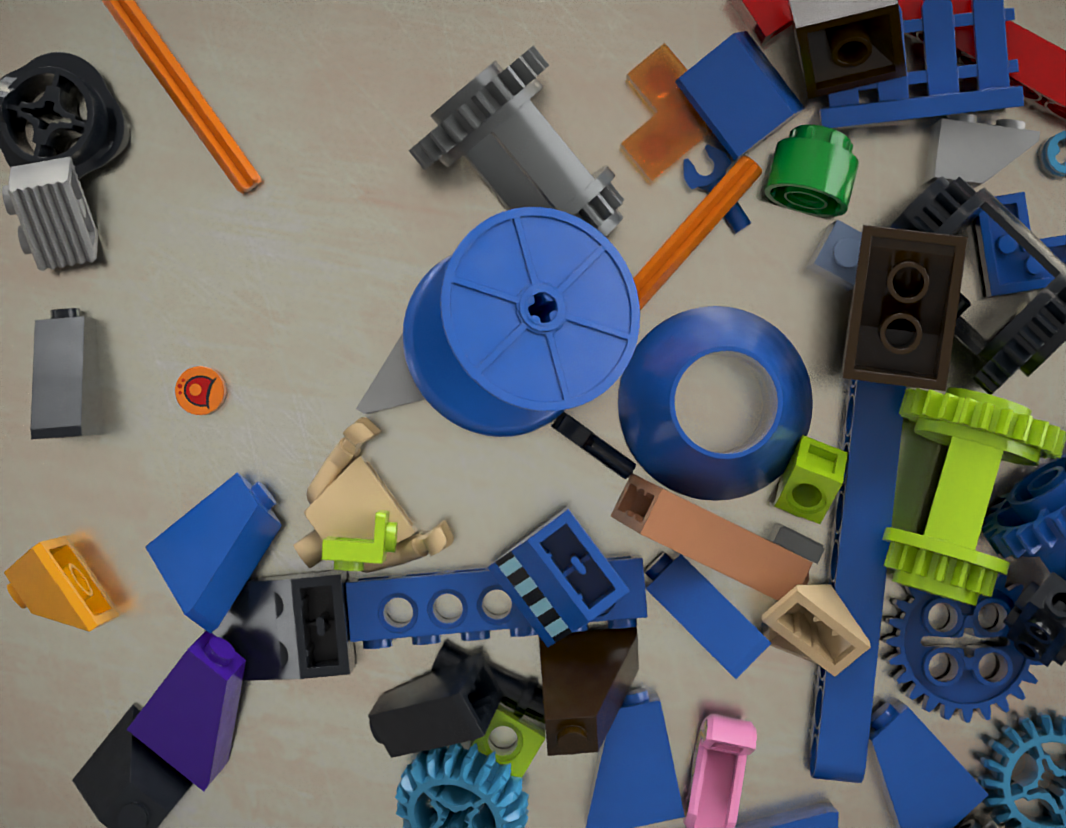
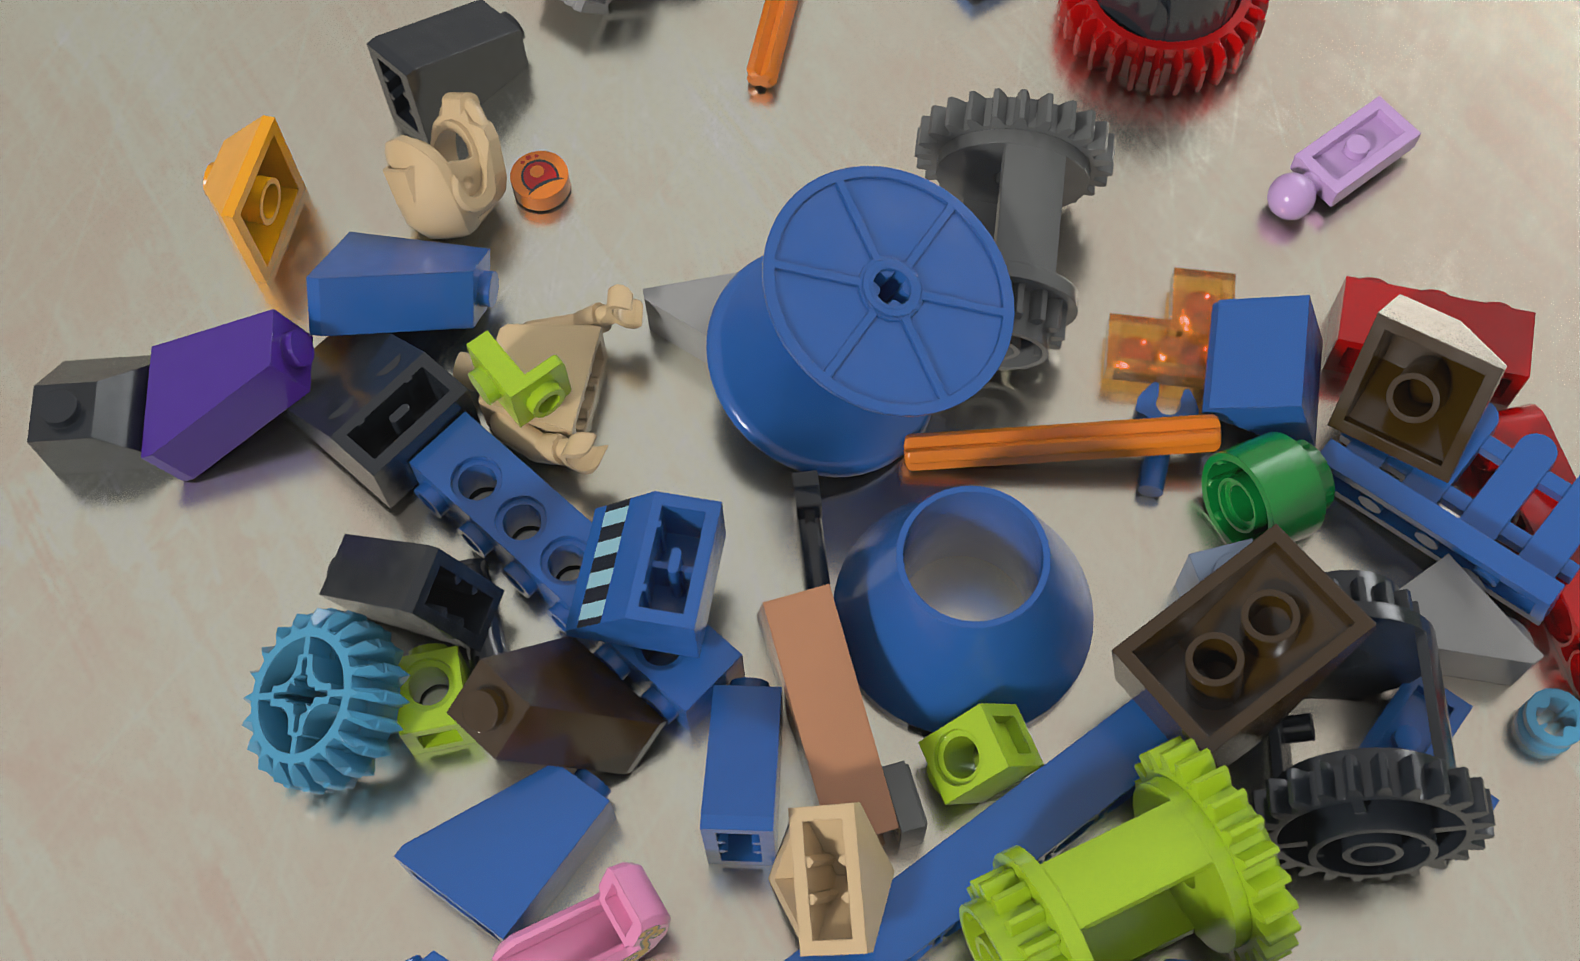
camera: 45 degrees right, 25 degrees down
(161, 452) = (434, 187): none -> tan helmet

